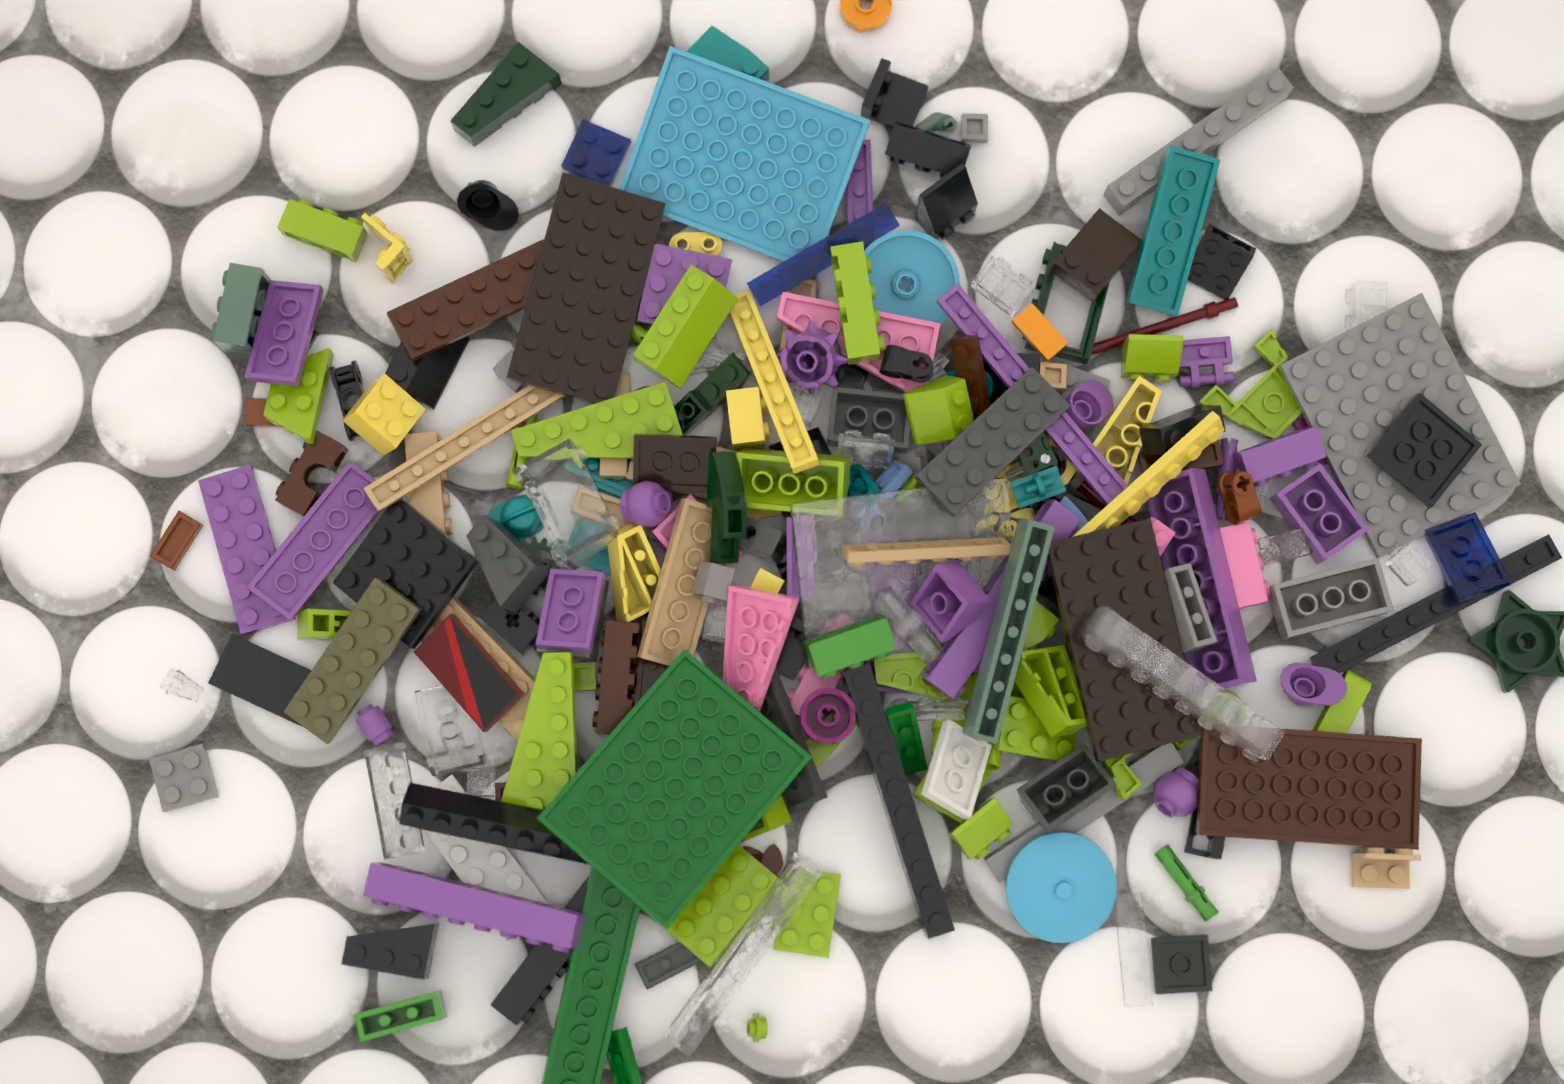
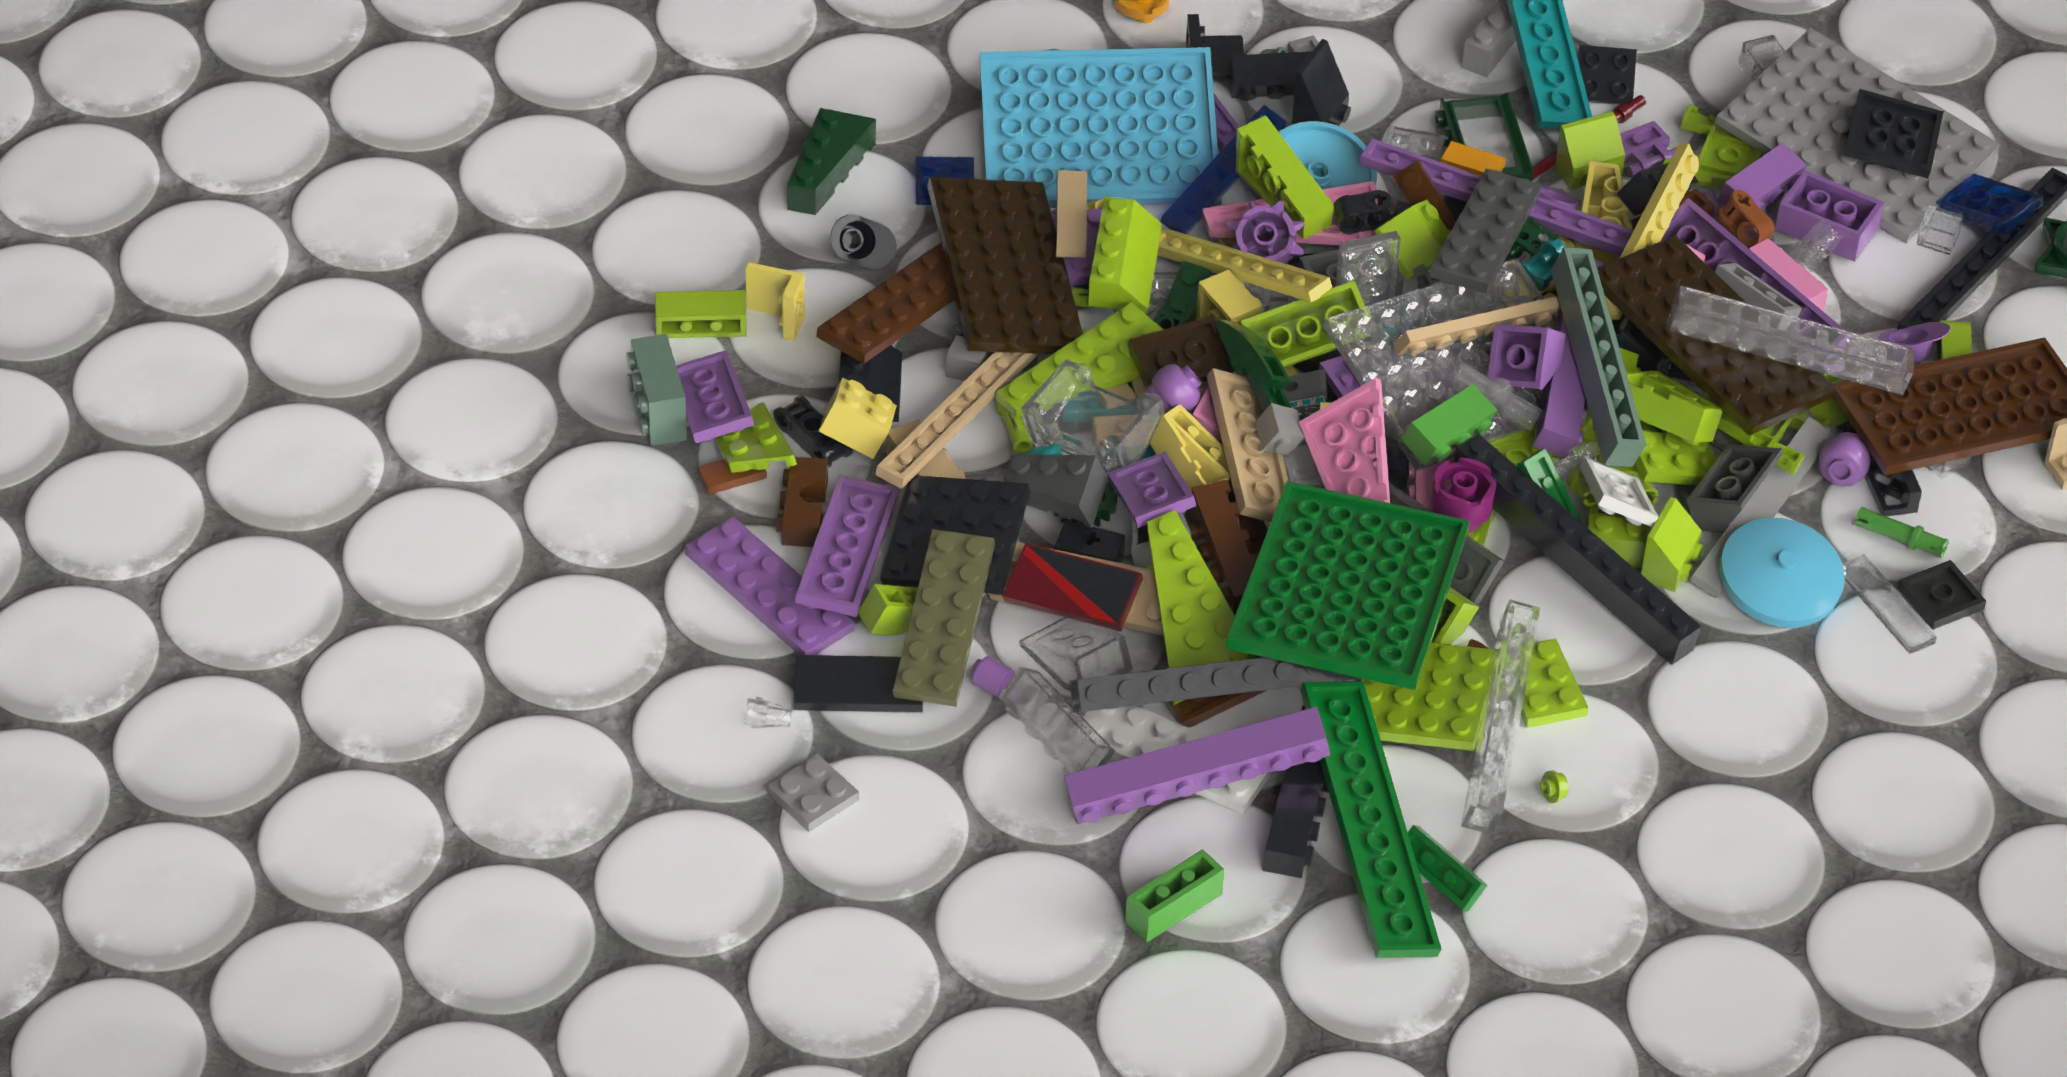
camera: 25 degrees left, 35 degrees down
(176, 540) = (688, 604): dark orange tile -> none
(394, 951) = (1130, 849): black wedge -> none
(666, 257) = (1071, 214): none -> tan tile
(666, 964) = (1427, 771): dark grey tile -> none
(1095, 255) = (1486, 94): dark brown slope -> none
(1330, 599) = (1885, 272): light grey brick -> none

